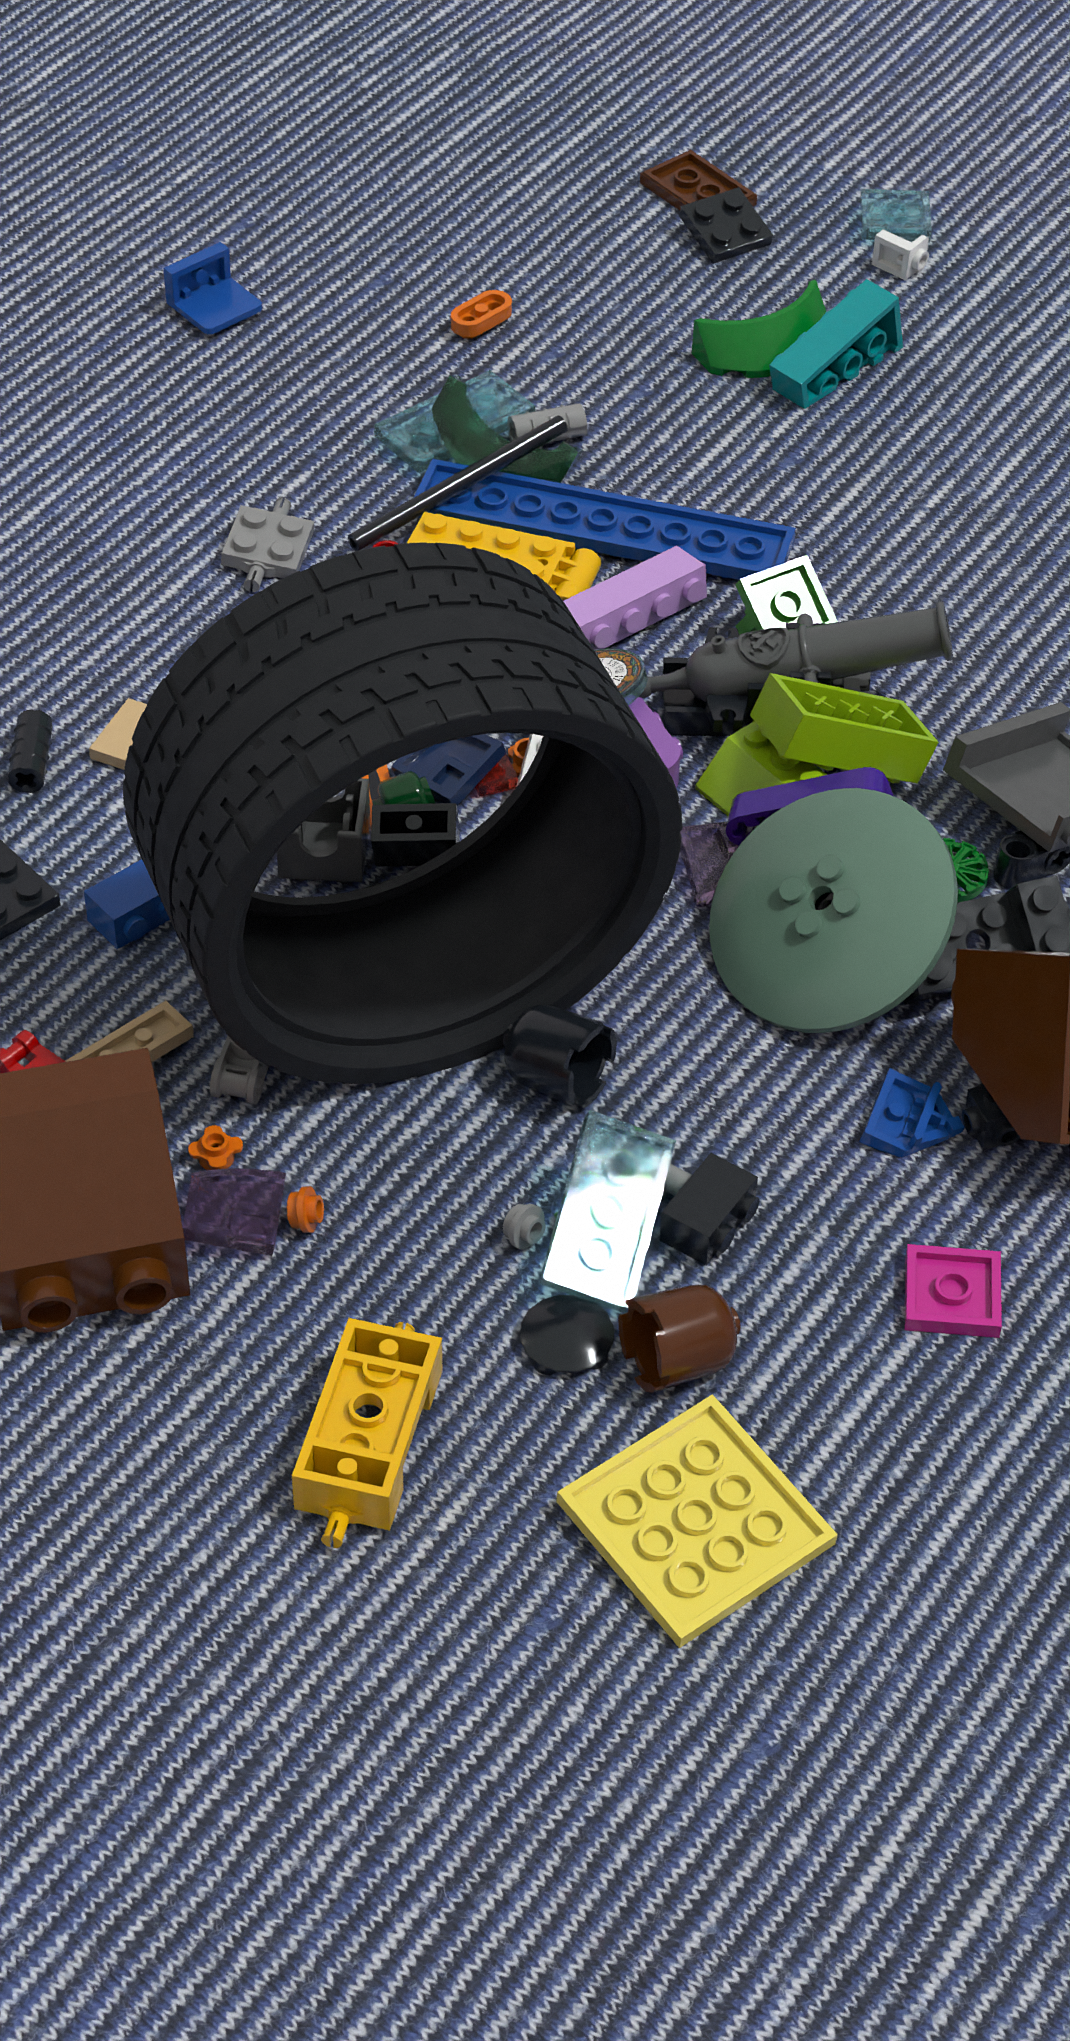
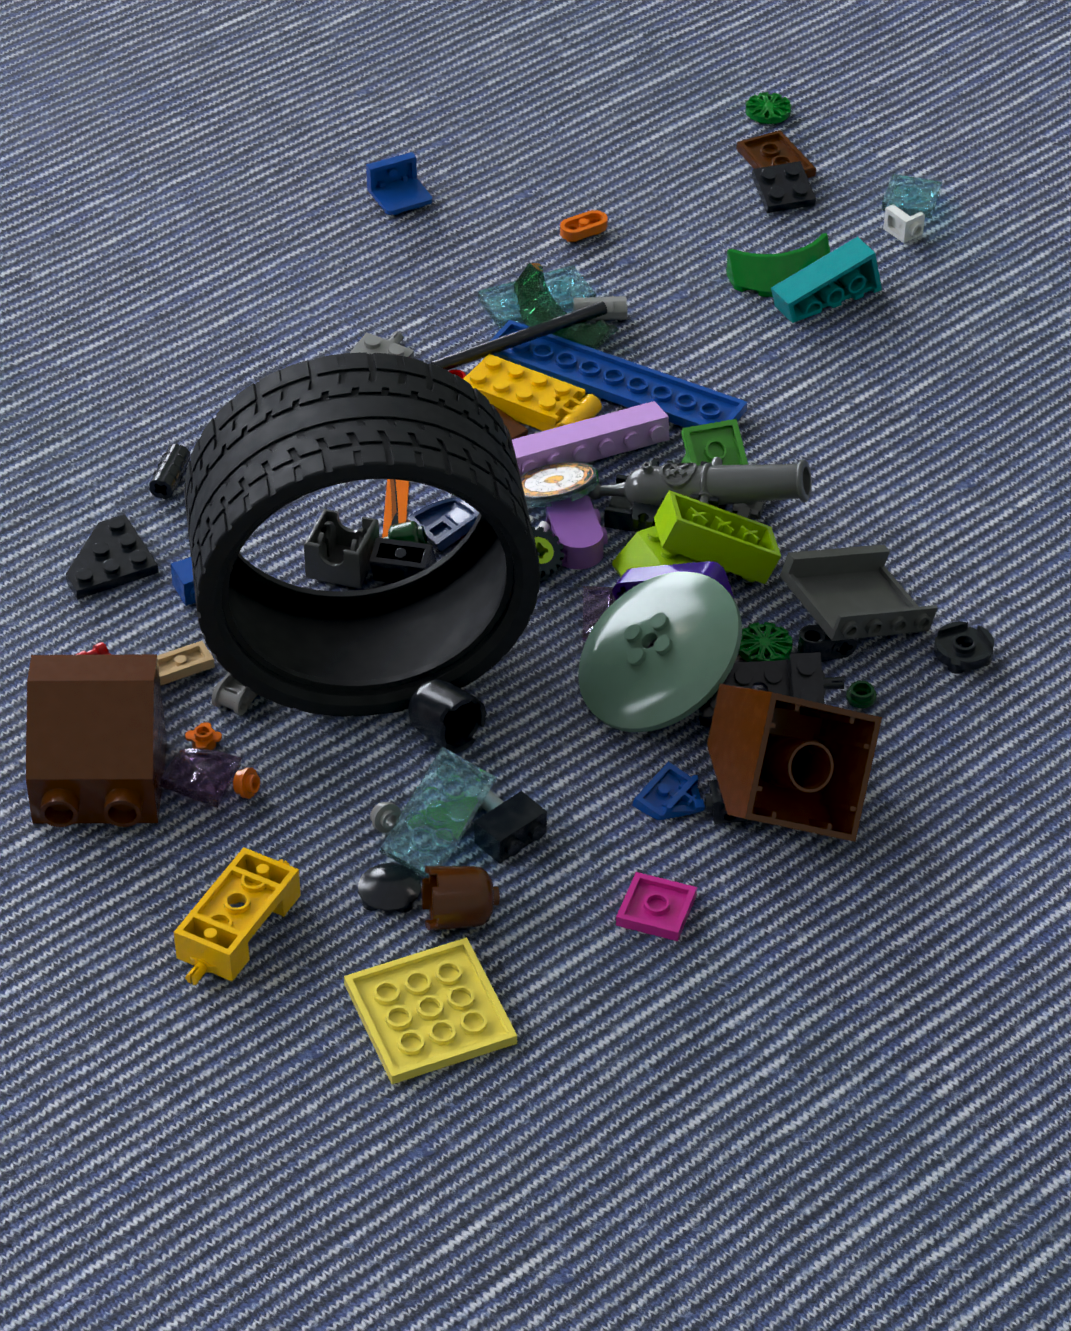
camera: 15 degrees right, 5 degrees down
(664, 121) = (768, 108): none -> green wheel

